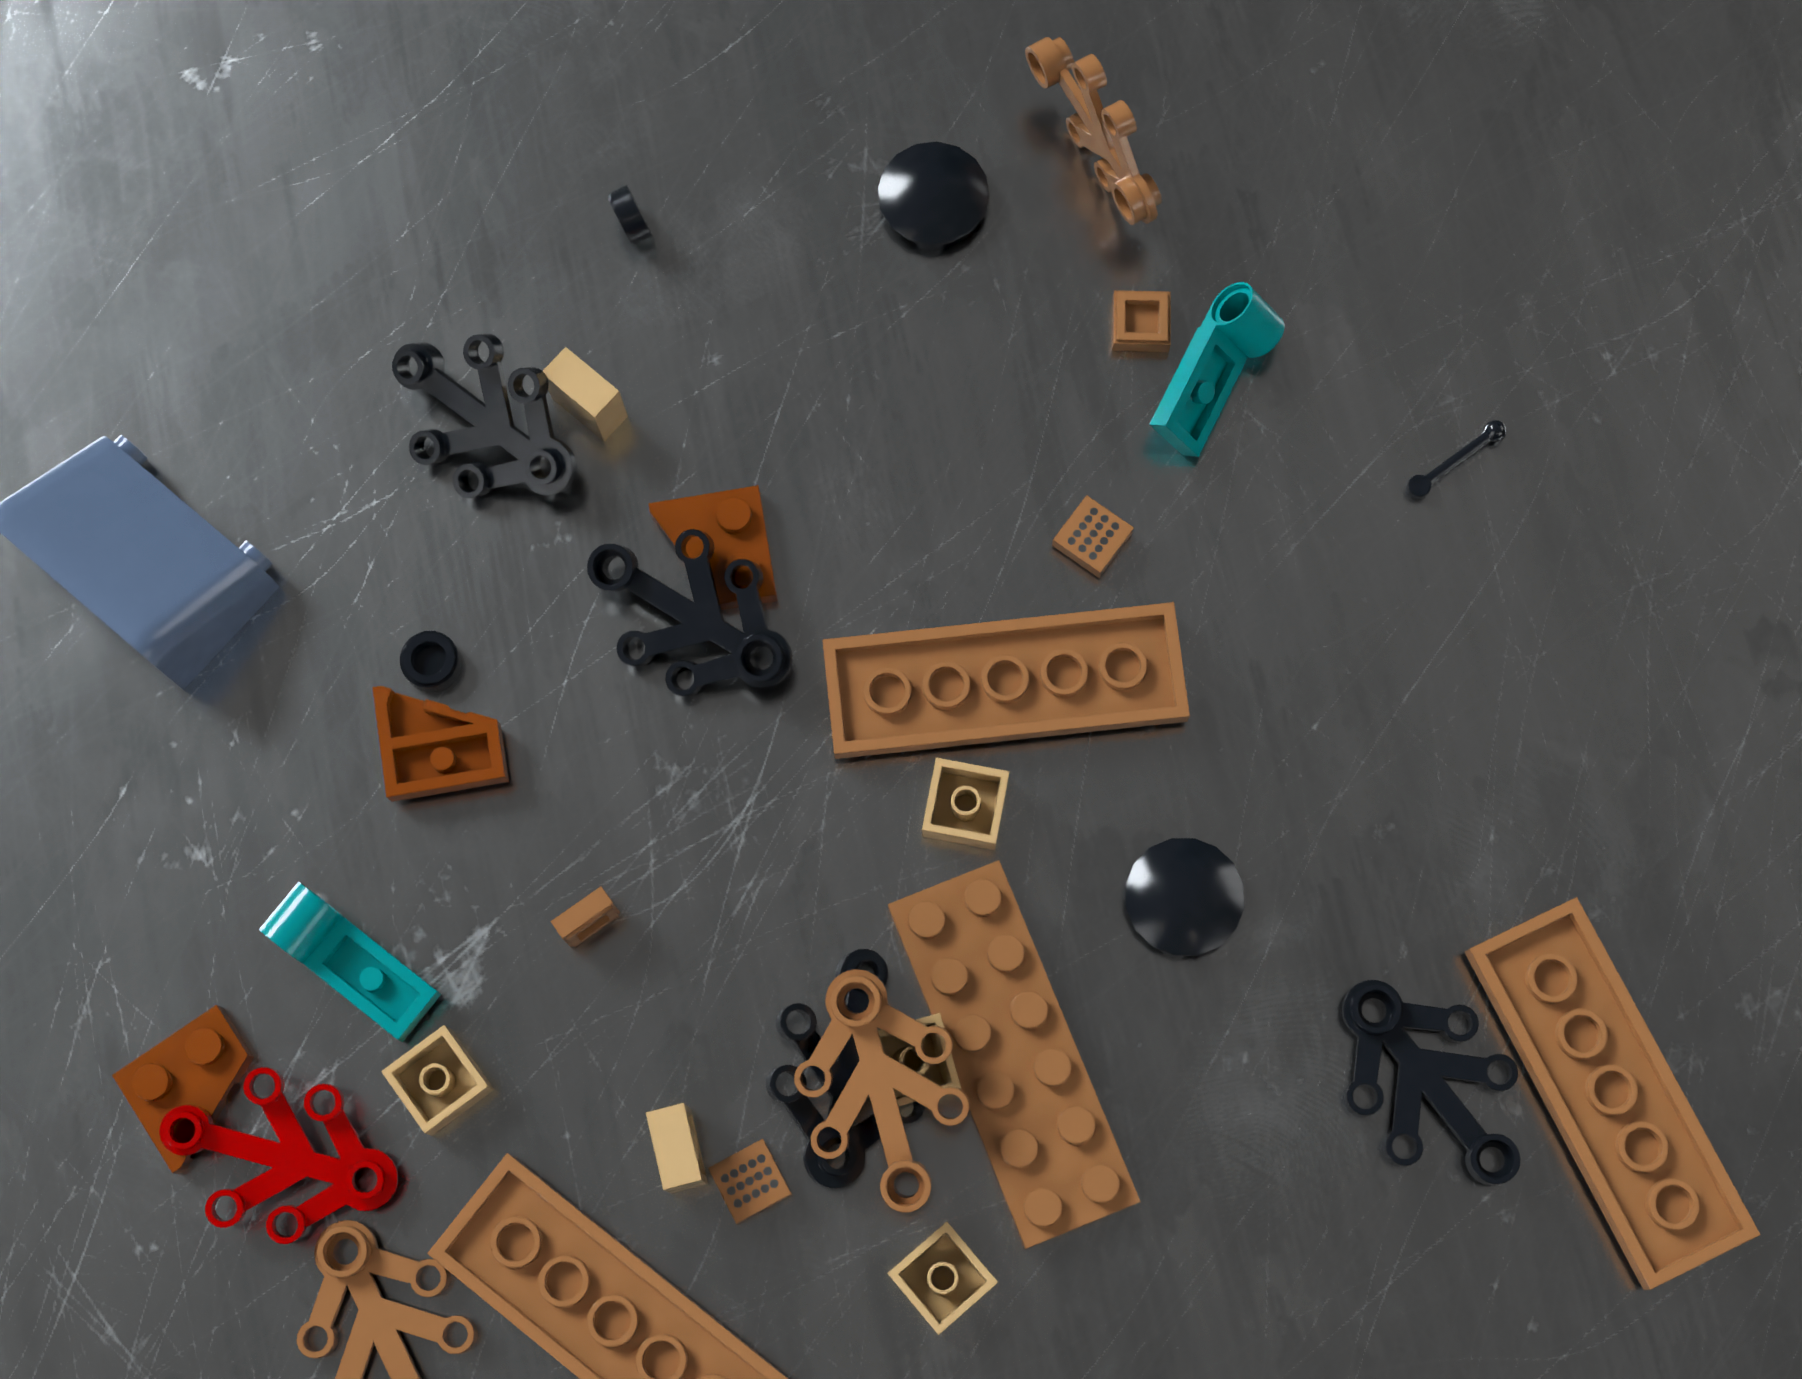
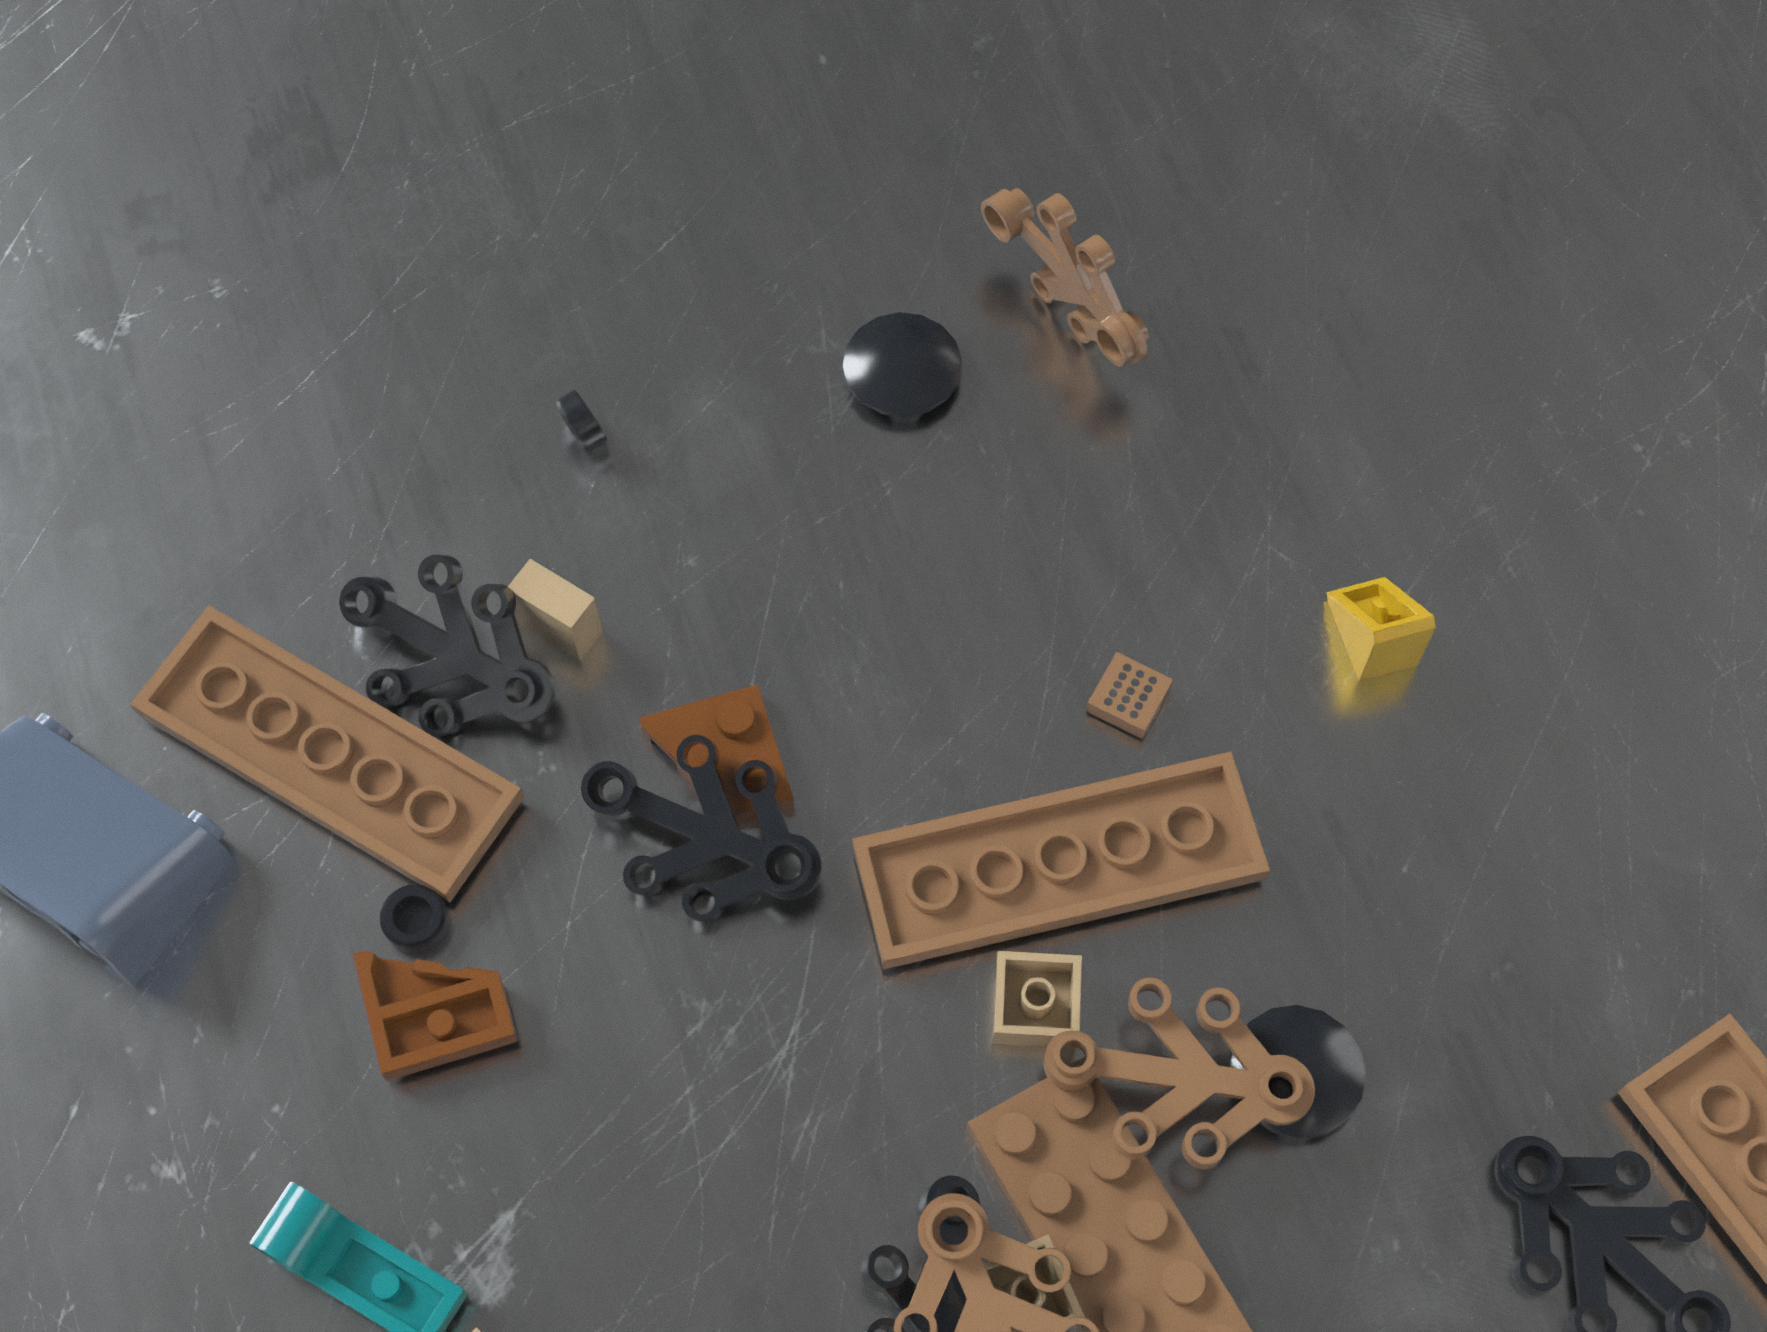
camera: 10 degrees left, 10 degrees down
(370, 500) = (329, 752): none -> medium nougat plate
(586, 917) = (626, 1181): medium nougat tile -> none
(1087, 891) = (1190, 1075): none -> medium nougat plant
(1141, 321) = (1143, 468): medium nougat tile -> none
(1234, 329) = (1244, 463): teal plate -> none
(1331, 500) = (1380, 627): none -> yellow slope
(1420, 485) = (1470, 601): black hinge -> none

